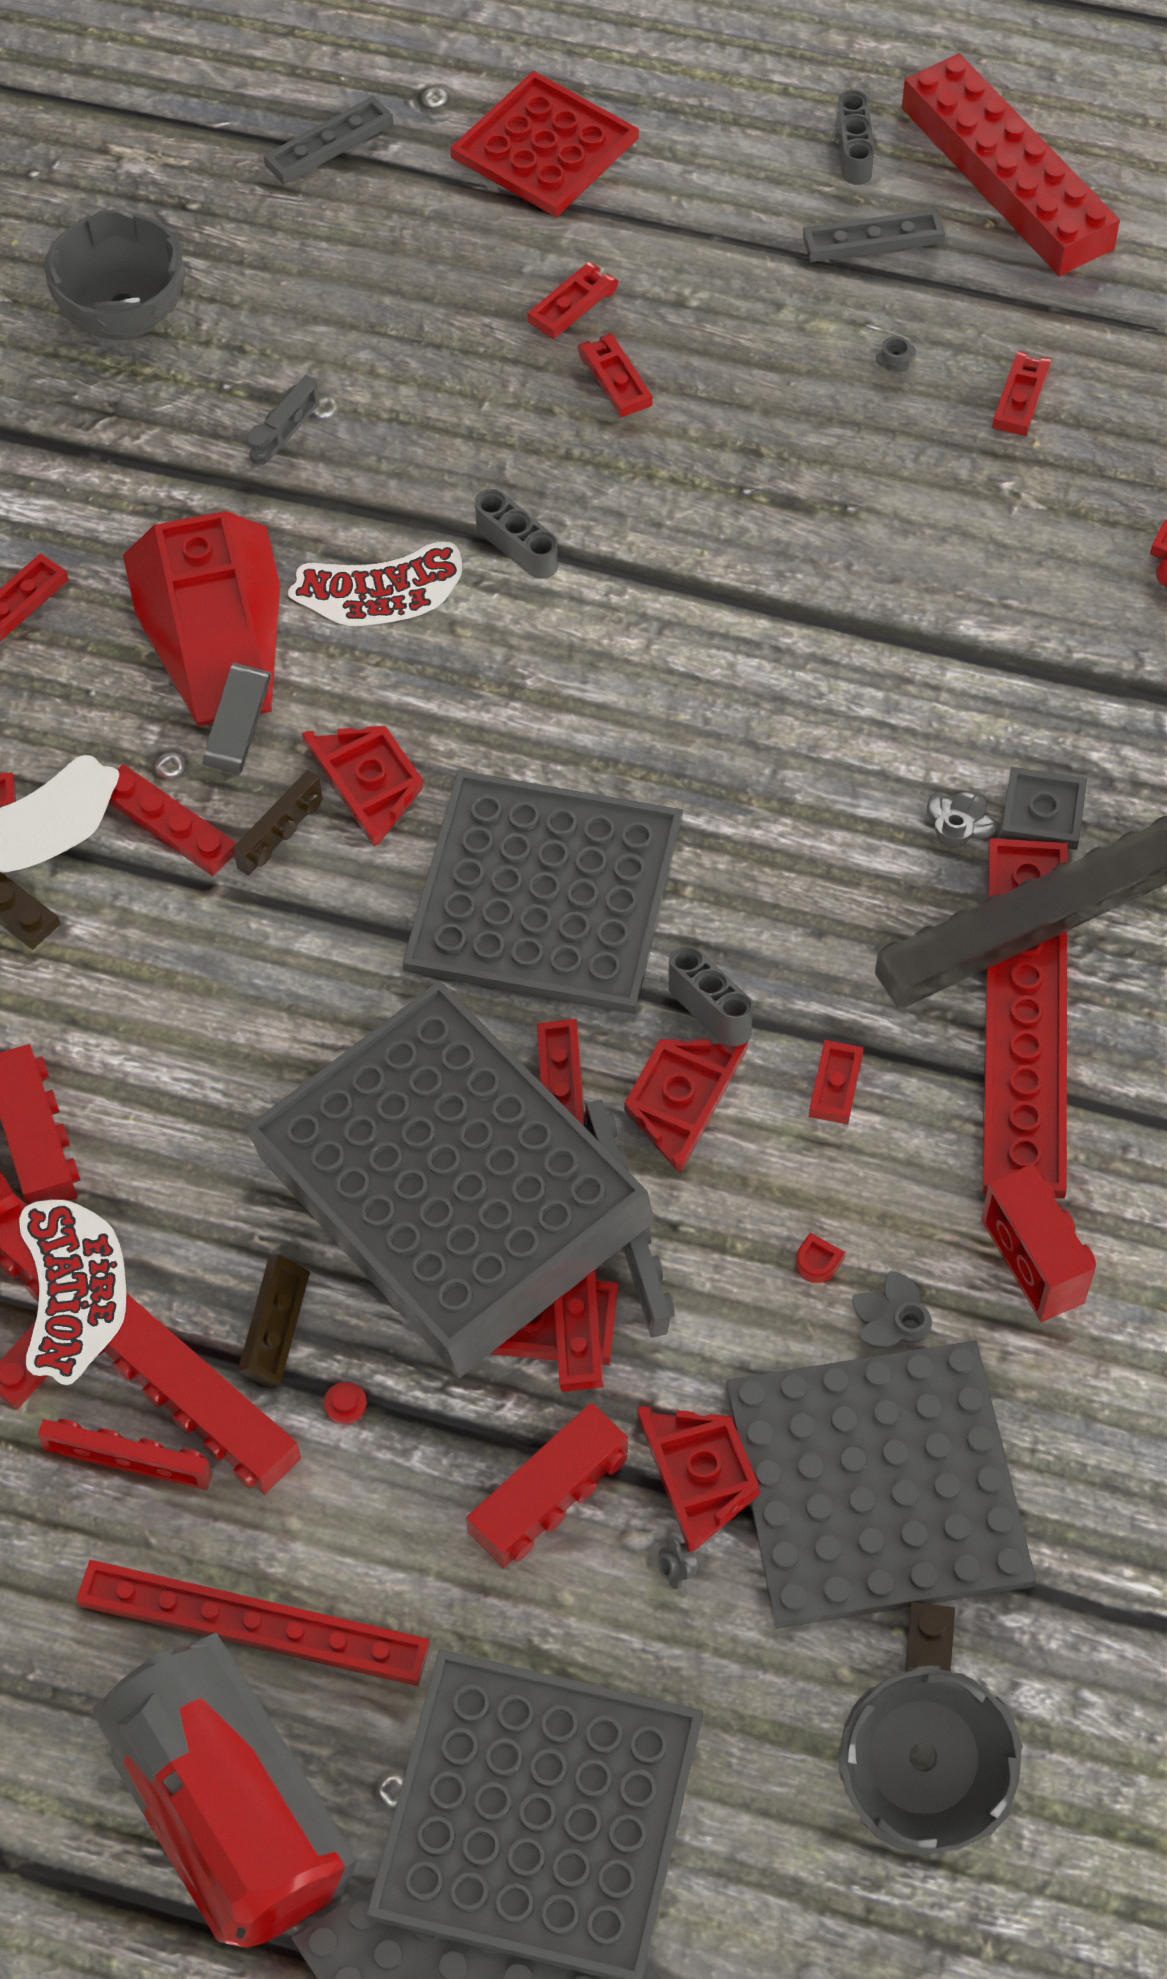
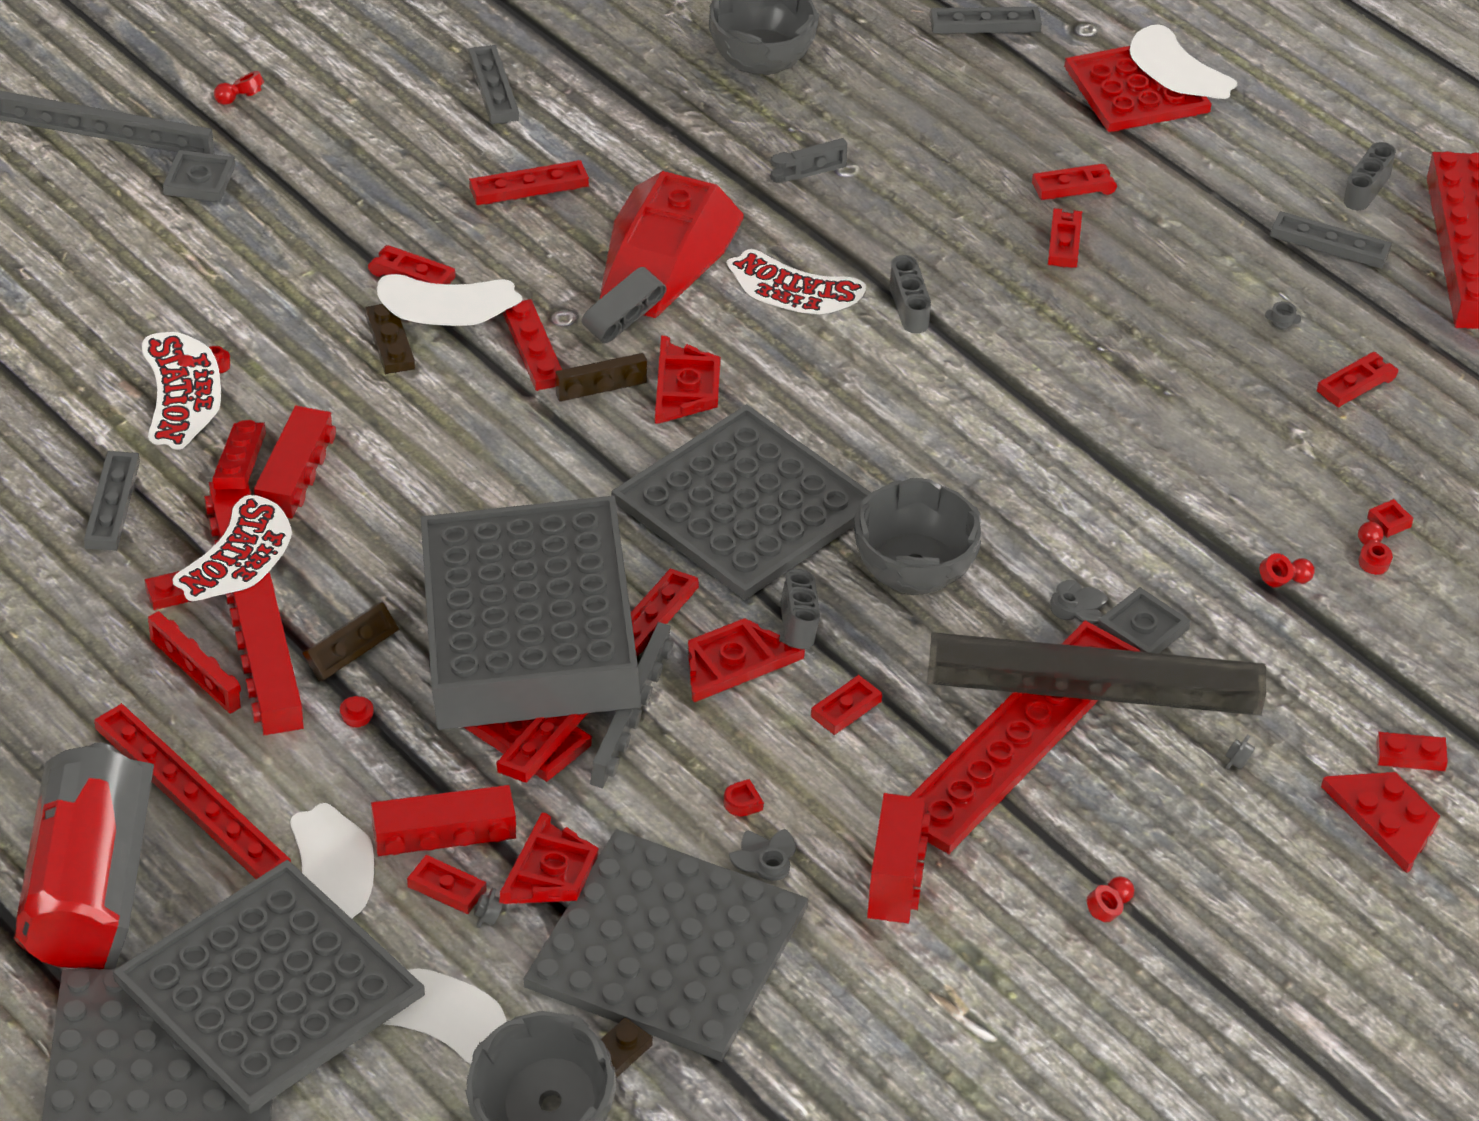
camera: 30 degrees right, 15 degrees down
(462, 1600) = (335, 856): none -> white sticker
(566, 101) = (1164, 60): none -> white sticker
(610, 1560) = (446, 884): none -> red plate
(742, 1709) = (451, 1012): none -> white sticker
(776, 820) = (917, 535): none -> dark grey piece
(1122, 665) = (1278, 570): none -> red plate

